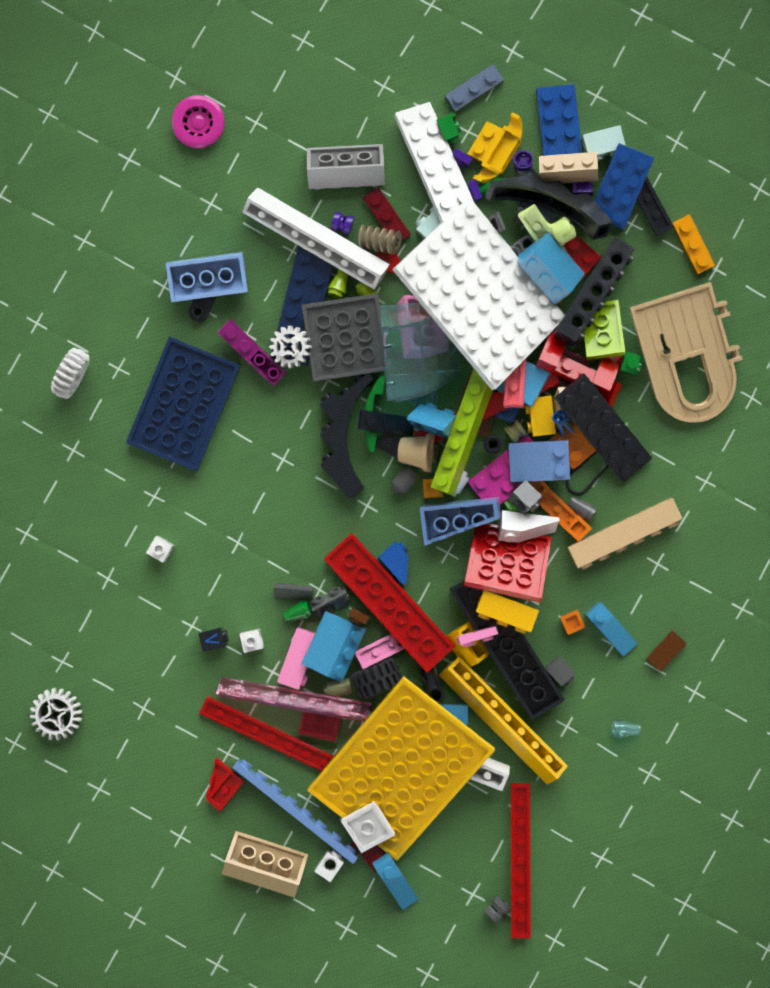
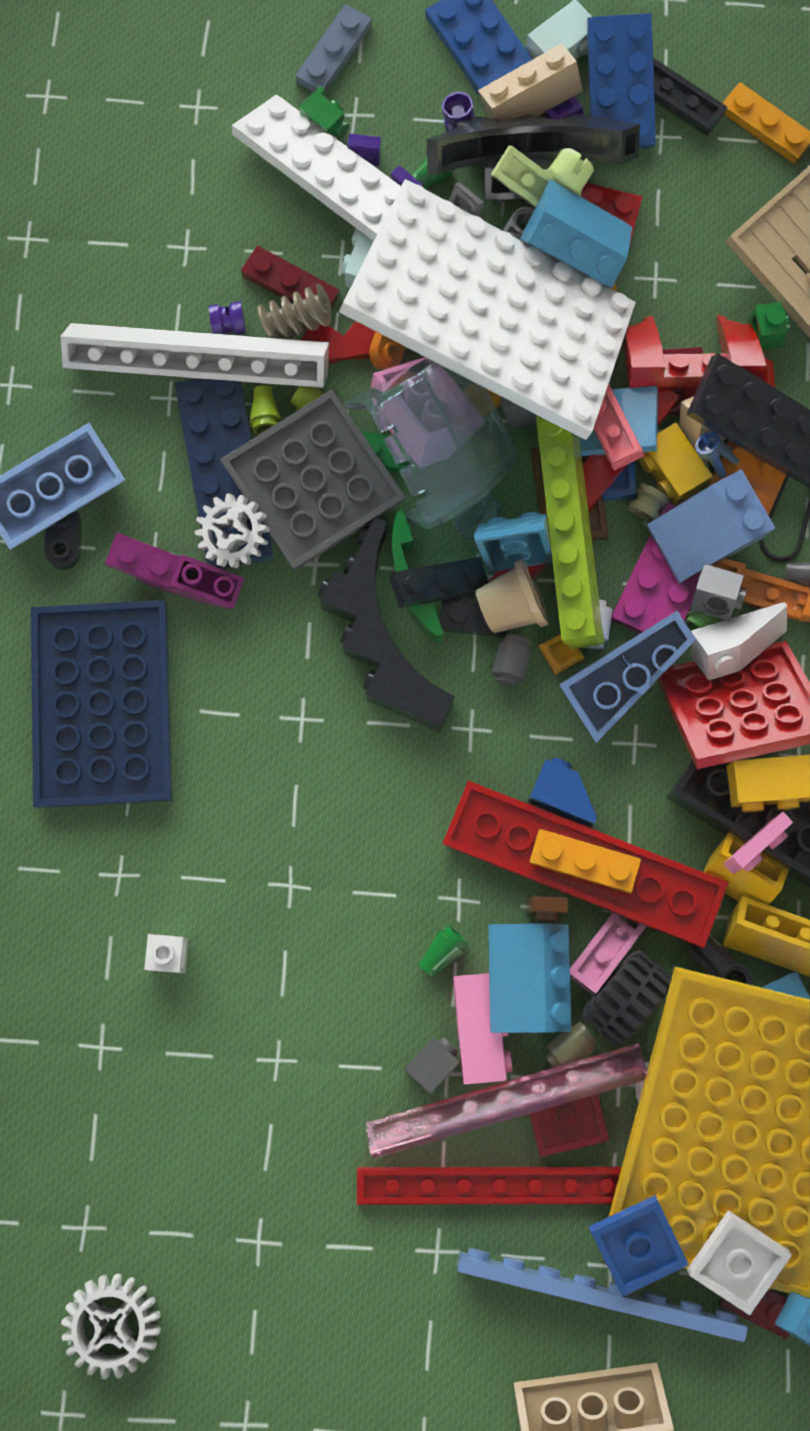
camera: 25 degrees left, 10 degrees down
(213, 639) = (323, 1063): black brick -> none
(223, 785) = (456, 1311): red wing -> none
(251, 640) = (388, 1035): white brick -> none
(267, 664) = (433, 1063): none -> dark grey brick
(293, 592) = (419, 922): dark grey slope -> none
(323, 796) = (638, 1245): none -> blue plate
(323, 870) = (710, 1379): white brick -> none
(336, 596) = (493, 895): dark grey hinge -> none
(345, 166) = (195, 238): light grey slope -> none
(389, 602) = (585, 861): none -> light orange plate
(496, 148) = (408, 111): yellow plate -> none
(498, 442) = (627, 532): black cone -> none
(605, 334) = (702, 293): lime plate -> none
(618, 250) = (661, 244): black brick -> none

